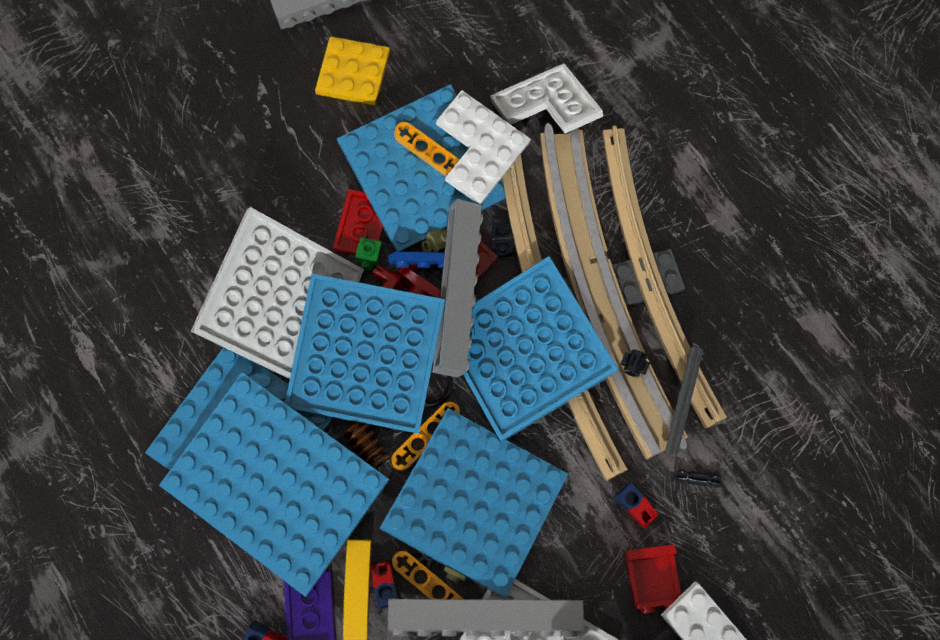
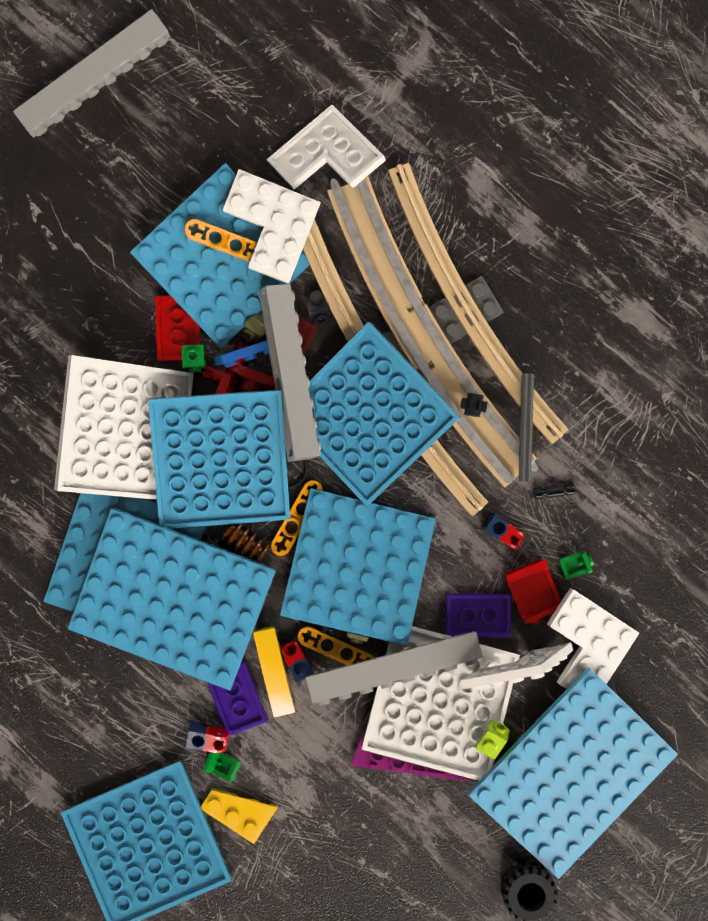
camera: 20 degrees left, 15 degrees up
(352, 70) = (120, 166): yellow plate -> none
(597, 587) = (483, 613): none -> dark purple tile
(705, 560) = (576, 564): none -> green bracket

